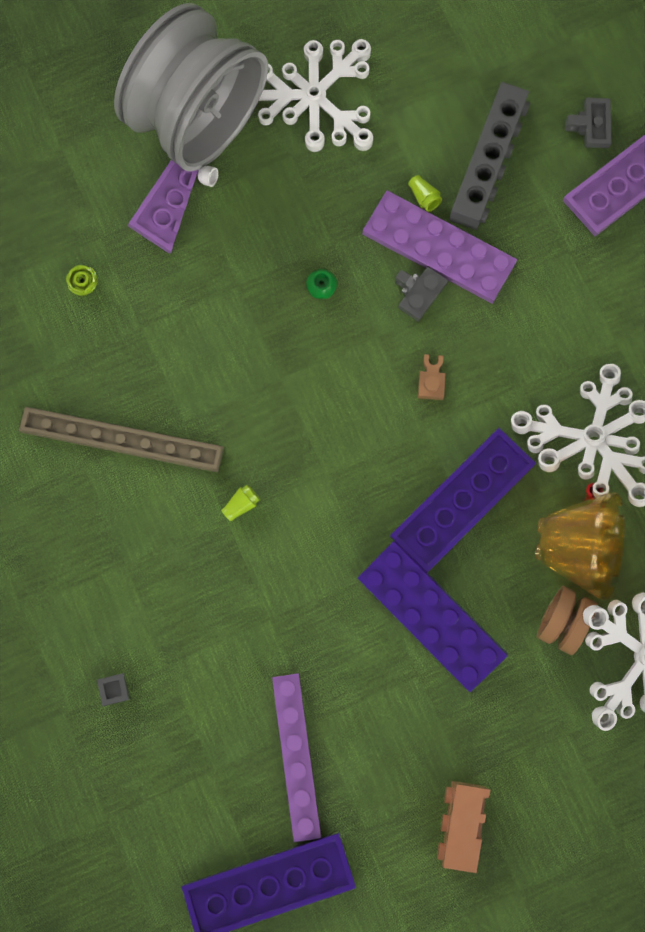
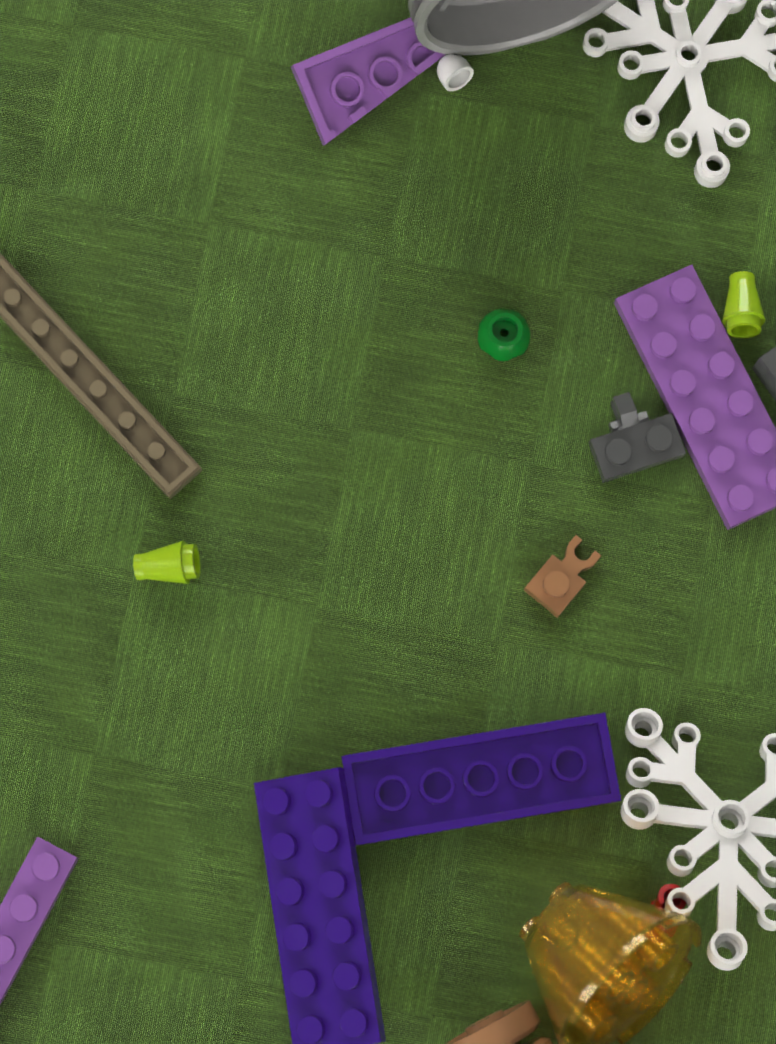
camera: 25 degrees right, 0 degrees up
(76, 275) = (171, 88): lime plate -> none

